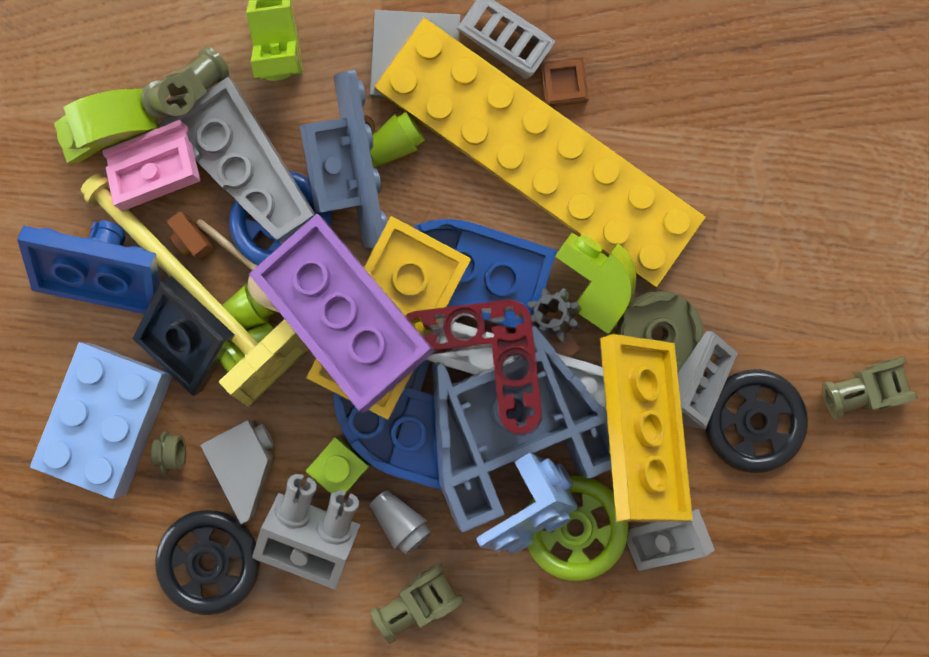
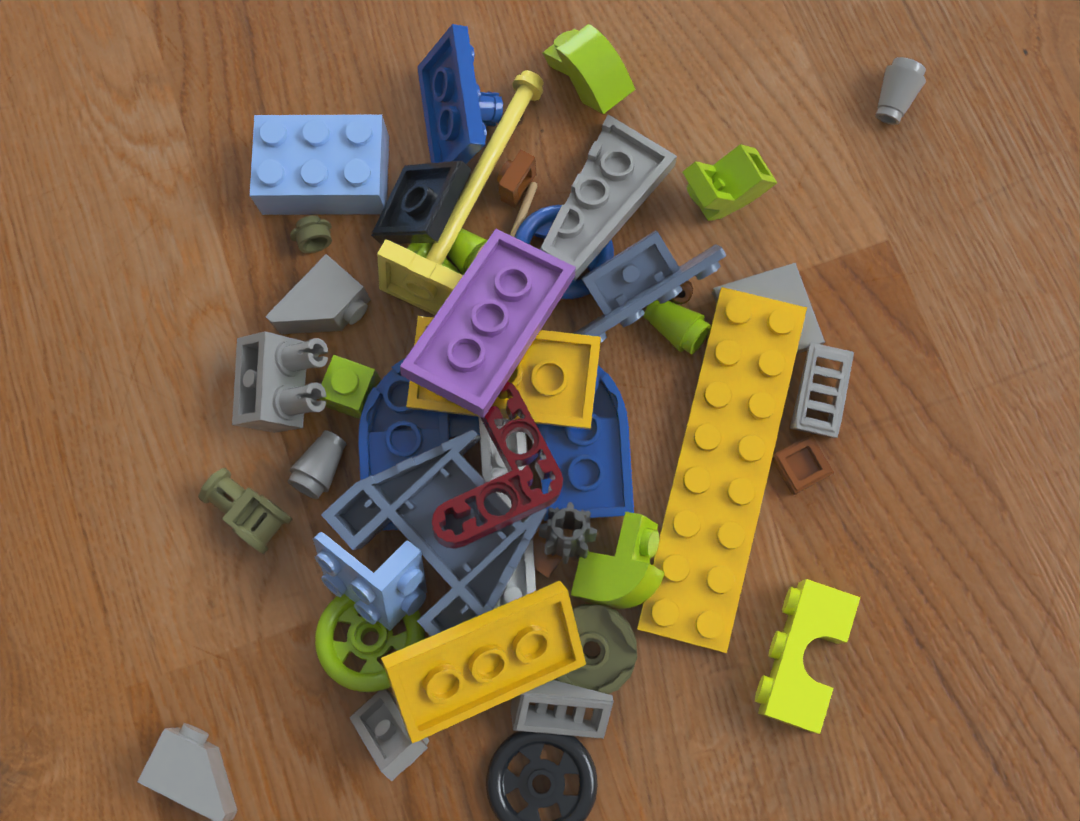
camera: 75 degrees right, 10 degrees down
(151, 165) = (566, 119): bright pink plate -> none
(171, 555) = (218, 272): black plate -> none
(184, 85) = (652, 120): olive connector -> none
(758, 176) = (789, 691): none -> neon yellow arch

